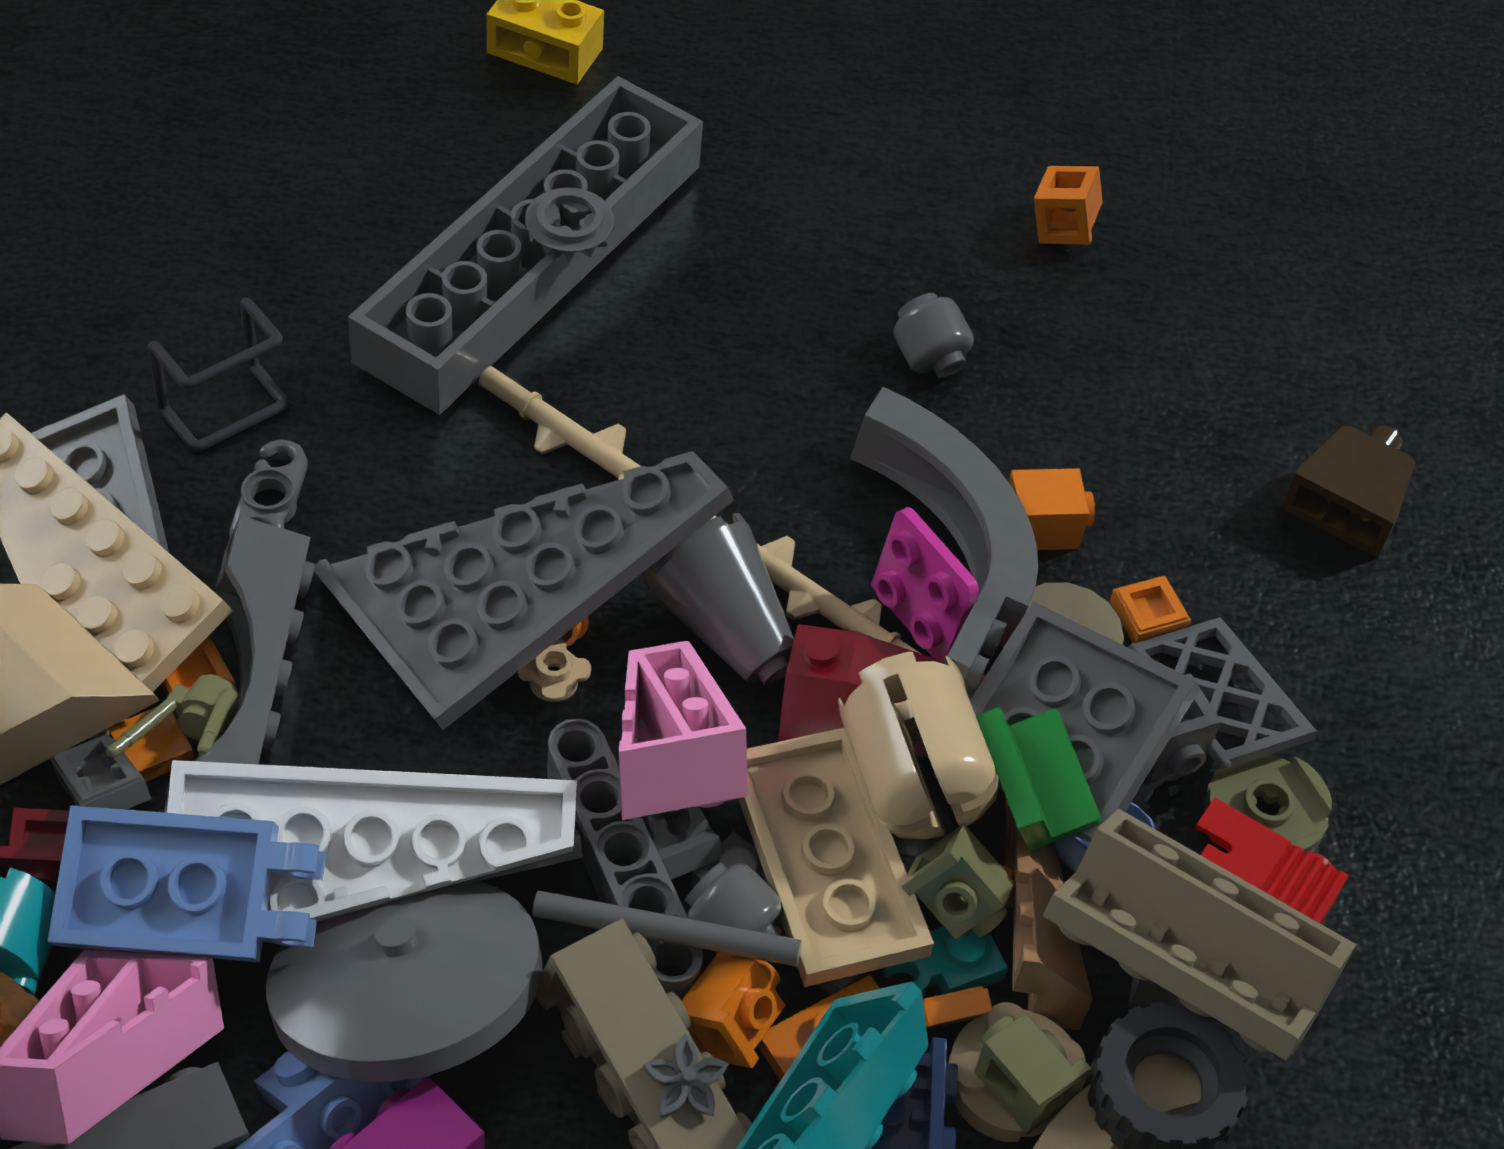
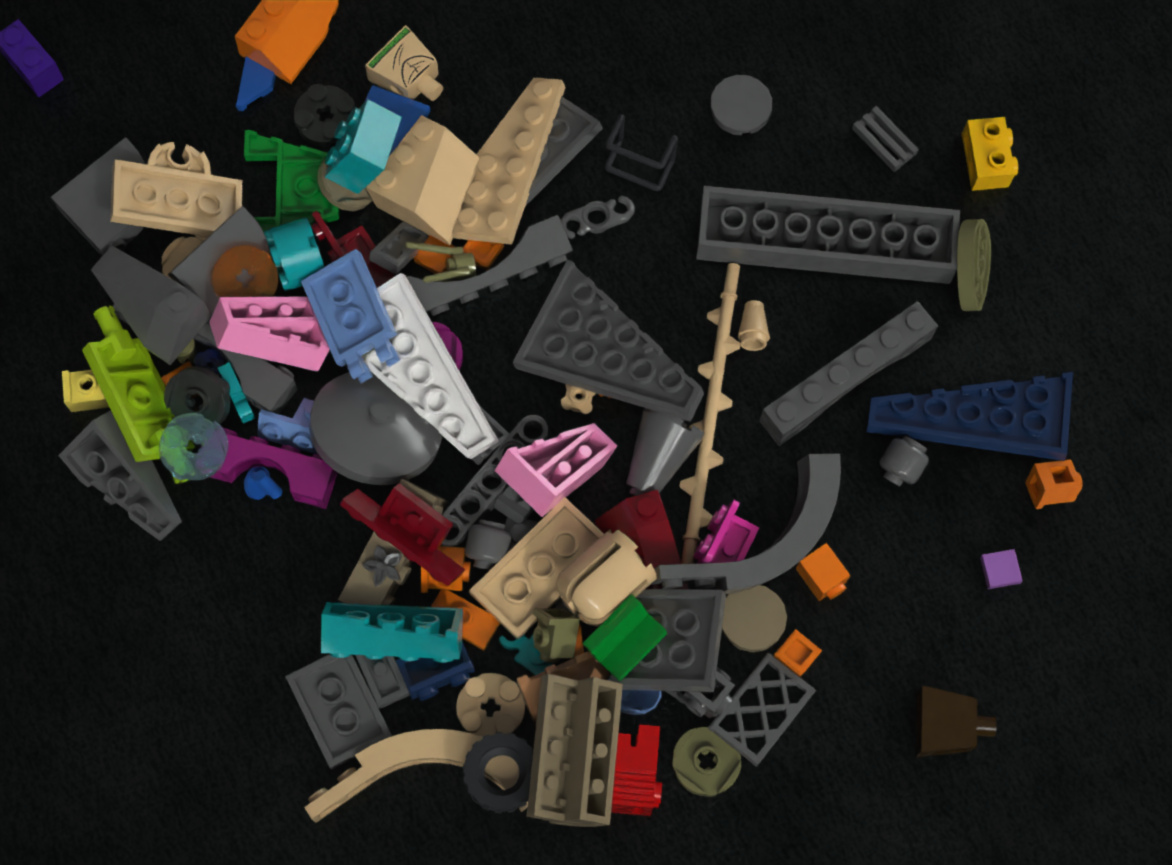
camera: 65 degrees right, 20 degrees up
(239, 241) = (741, 104): none -> dark grey tile
(429, 123) = (905, 153): none -> dark grey tile
(576, 208) = (825, 234): dark grey gear -> none
(604, 397) = (753, 327): none -> tan cone
(651, 977) = (409, 527): none -> dark red bracket
(669, 928) = (455, 516): dark grey bar -> none
(722, 127) = (973, 263): none -> olive piece
(770, 370) = (822, 389): none -> dark grey arch
(922, 221) = (993, 416): none -> dark blue wing
(956, 1007) = (500, 662): orange tile -> none
(1028, 1071) = (479, 708): olive brick -> none
(1153, 323) = (1001, 569): none -> medium lavender tile

